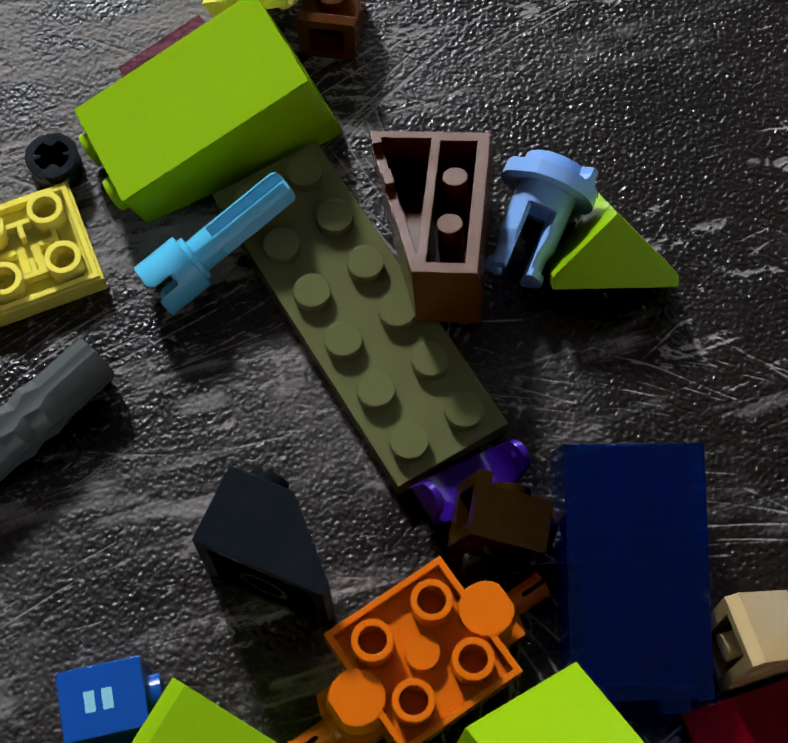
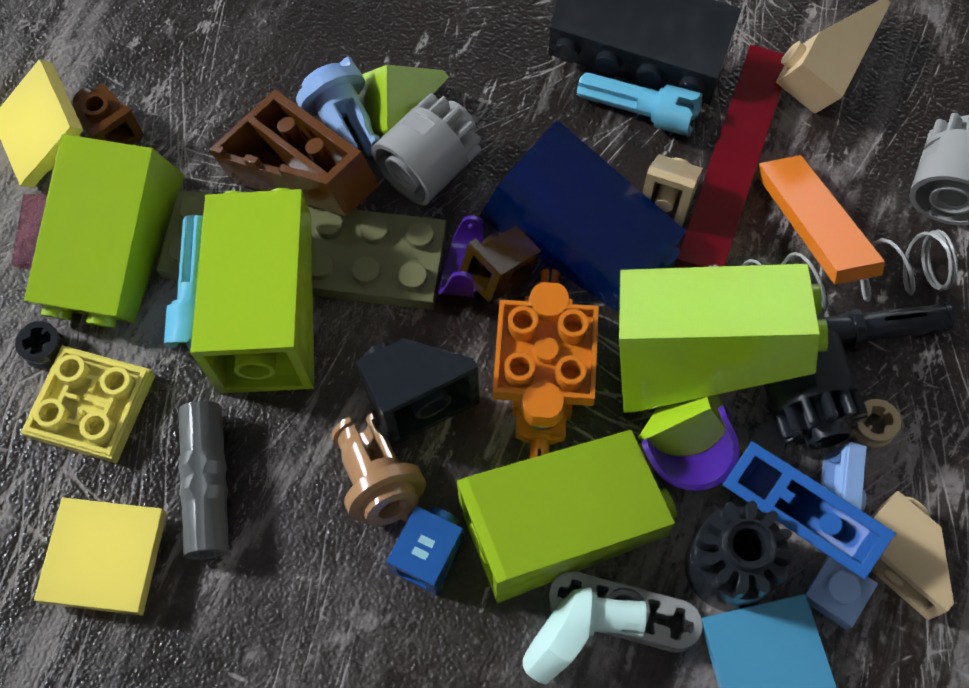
camera: 50 degrees left, 0 degrees up
(138, 604) = (381, 485): none -> medium nougat piece
(251, 302) = (255, 292): none -> lime slope
(571, 336) = (427, 148): none -> light grey gear

